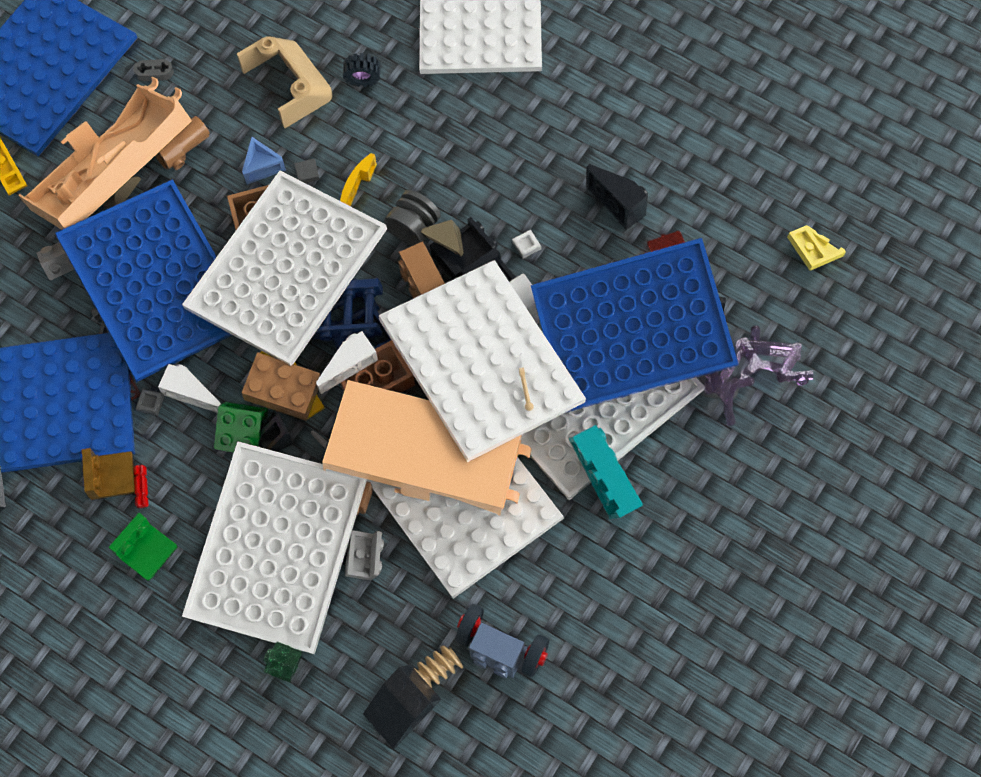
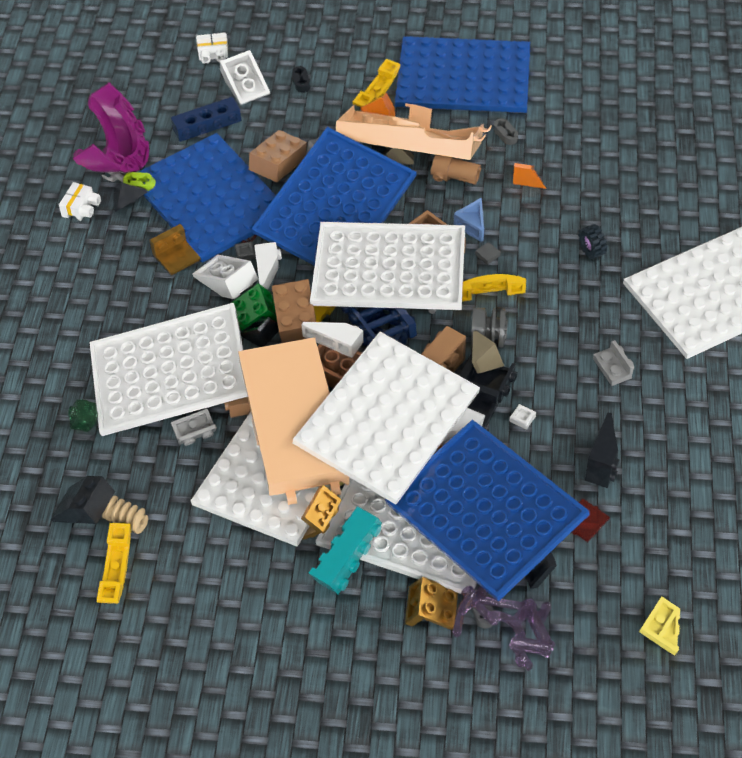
camera: 60 degrees right, 15 degrees down
(35, 170) = (380, 105): none -> orange slope
(41, 306) = (277, 155): none -> medium nougat brick
(140, 486) = (177, 275): red axle -> none
(143, 547) = (131, 295): green bracket -> none
(175, 435) = (227, 275): none -> white slope
(227, 82) = (526, 176): none -> orange slope
(309, 90) = (558, 219): tan windscreen -> none
(490, 703) = (115, 564): none -> yellow slope
(498, 649) = (157, 545): brick -> none
(514, 133) = (614, 364): none -> light grey bracket
(528, 406) = (361, 459): tan hinge -> none
(550, 476) = (320, 511): none -> bracket
(692, 429) = (432, 603): none -> pearl gold bracket

